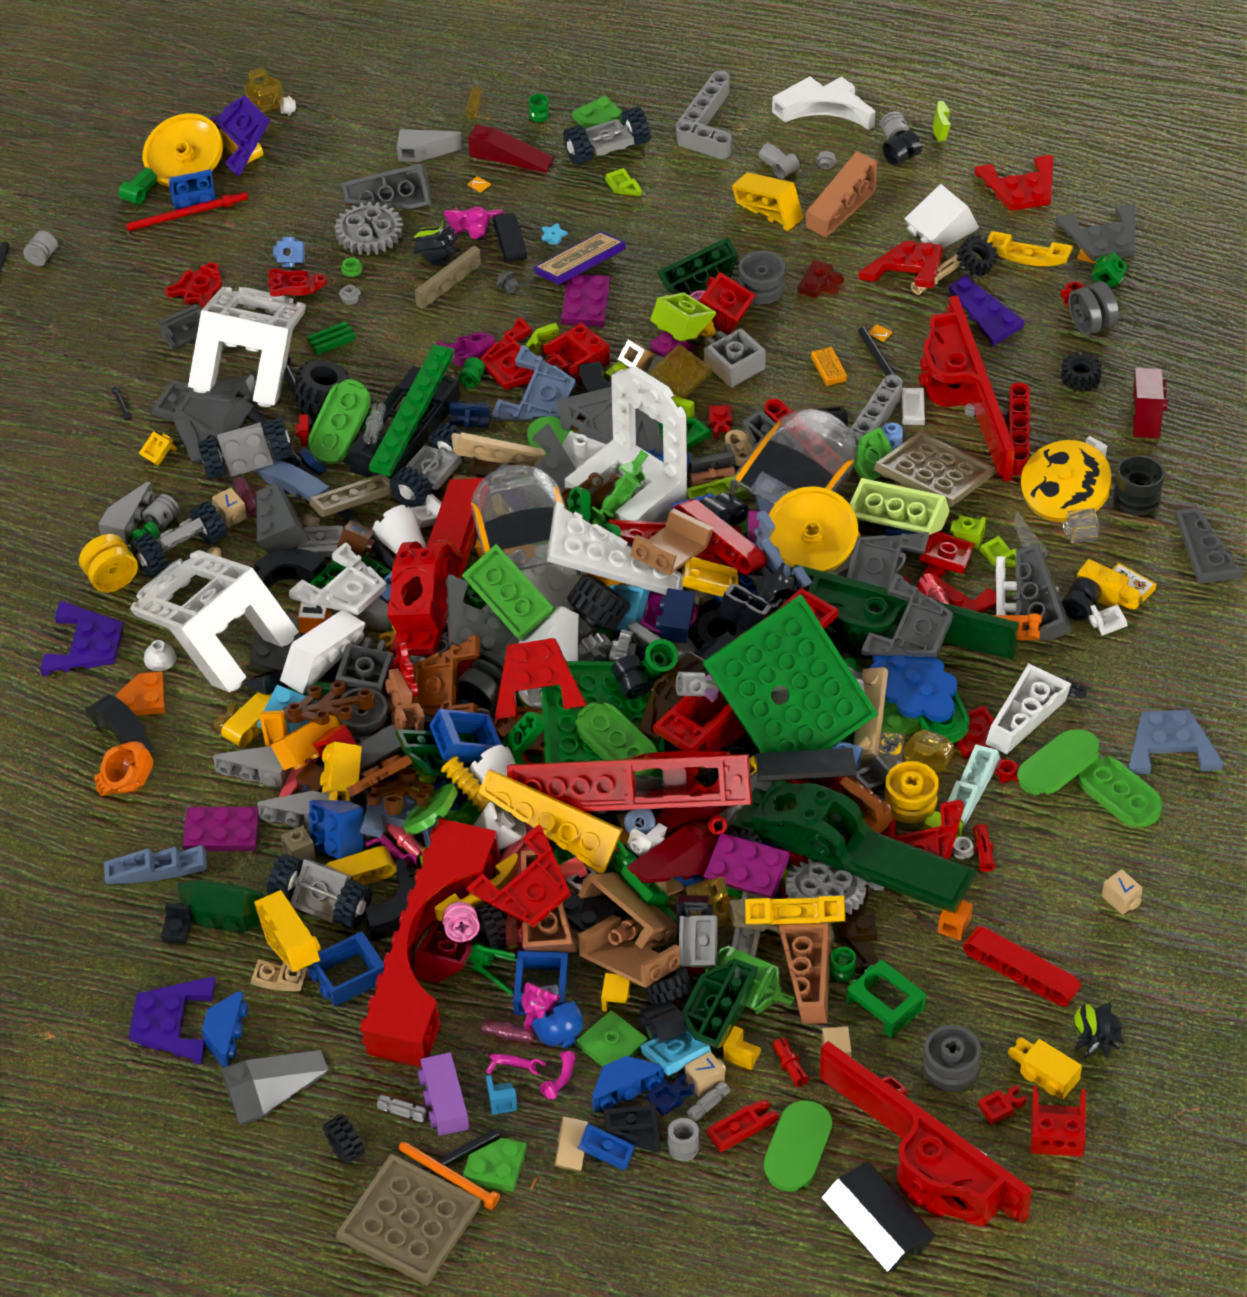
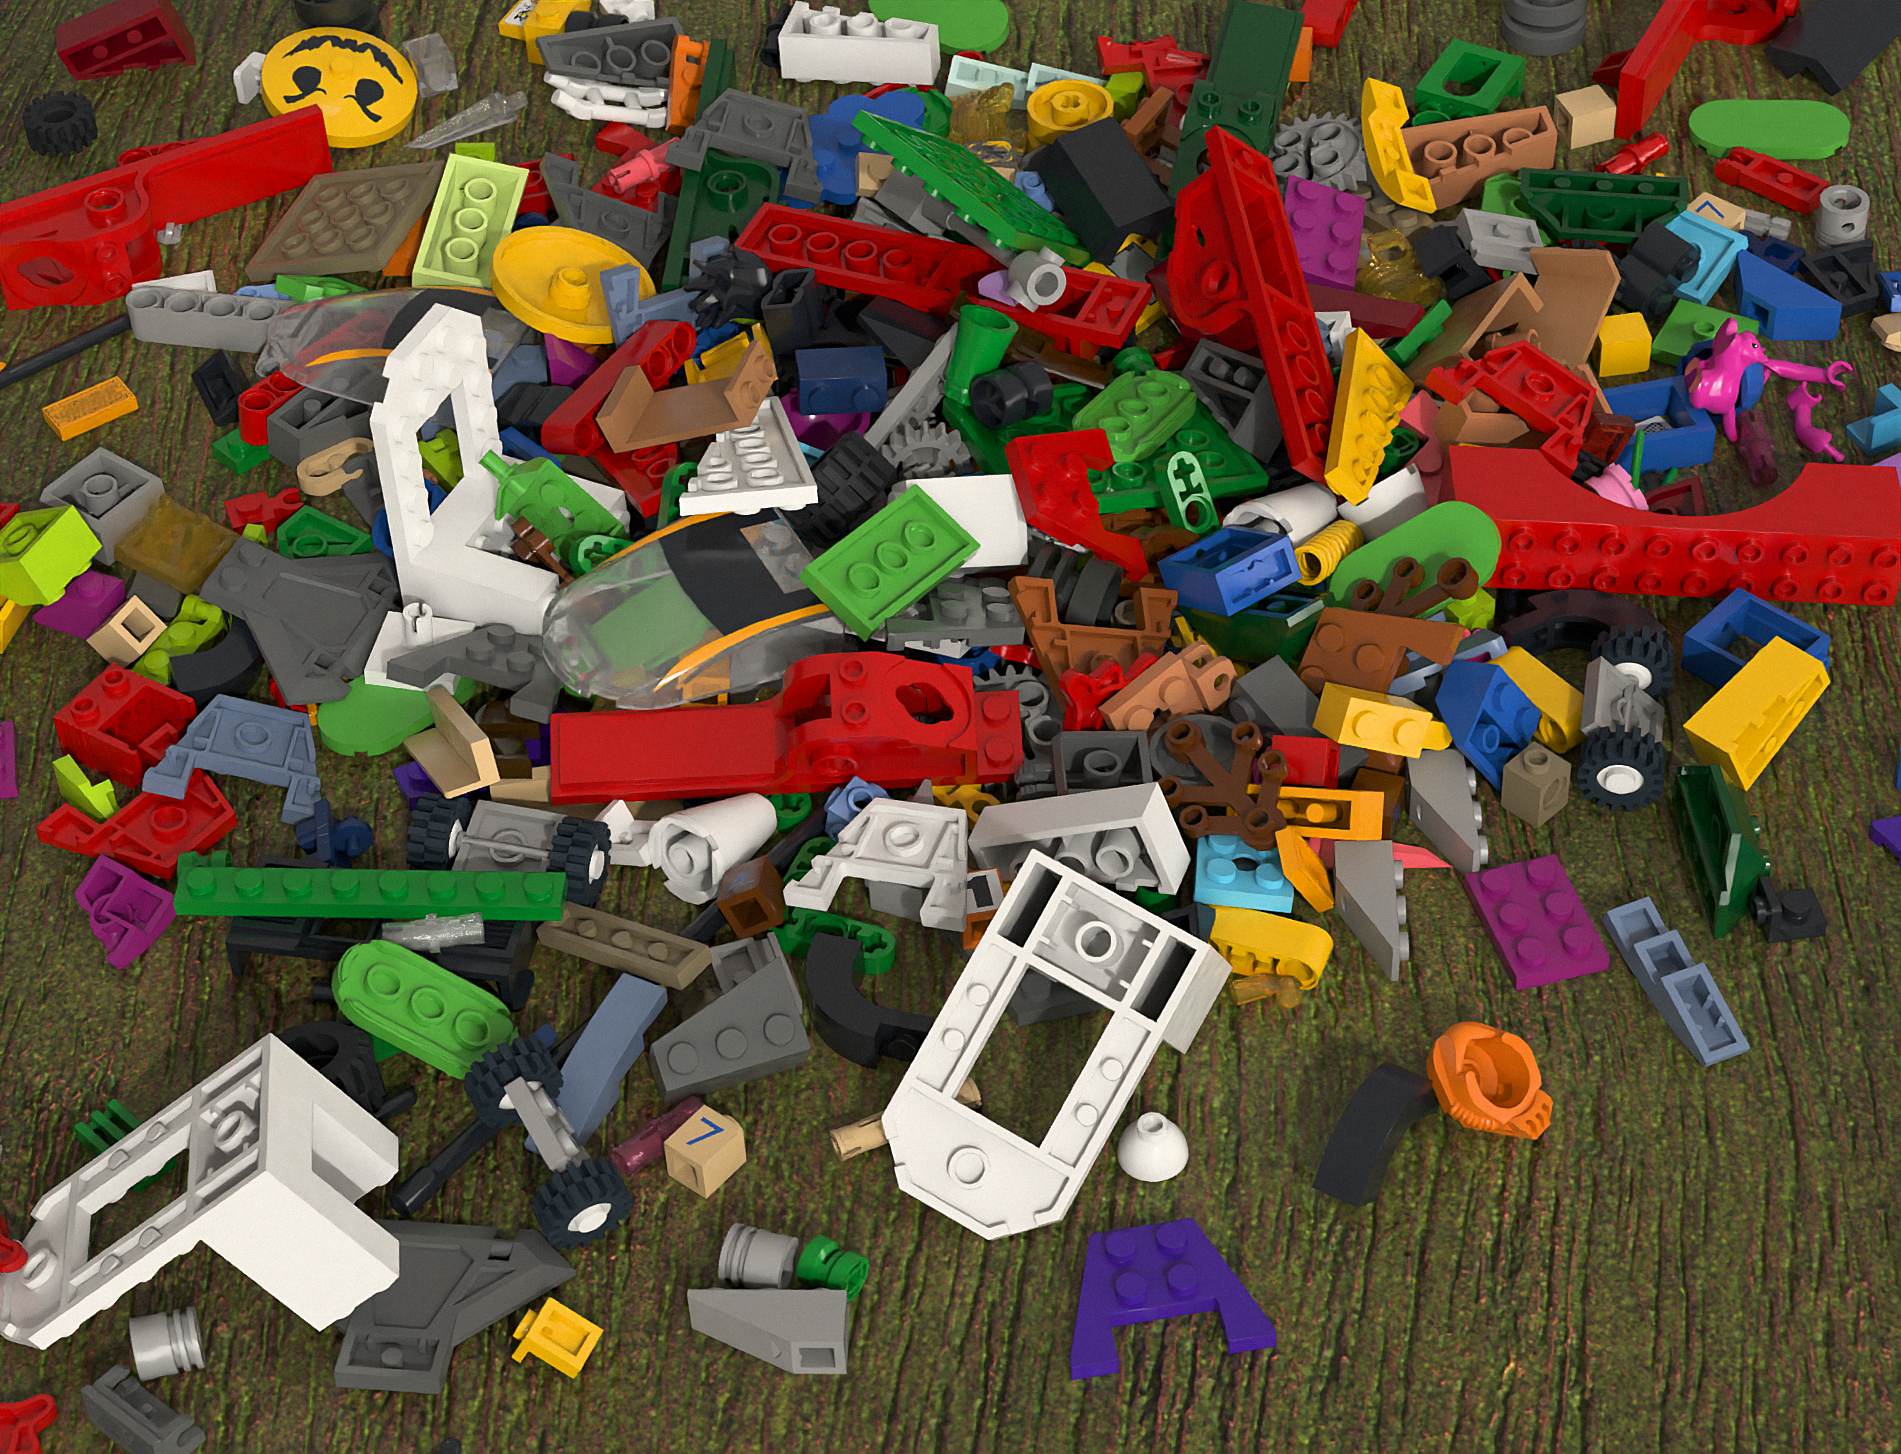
camera: 105 degrees left, 5 degrees down
(108, 563) = (958, 1280): yellow wheel -> none
(144, 694) = (1264, 1143): orange plate -> none
(150, 551) = (838, 1190): black plate -> none
(277, 977) = (1815, 750): tan slope -> none
(303, 429) = (438, 1093): red plate -> none
(997, 547) = (517, 139): lime slope -> none

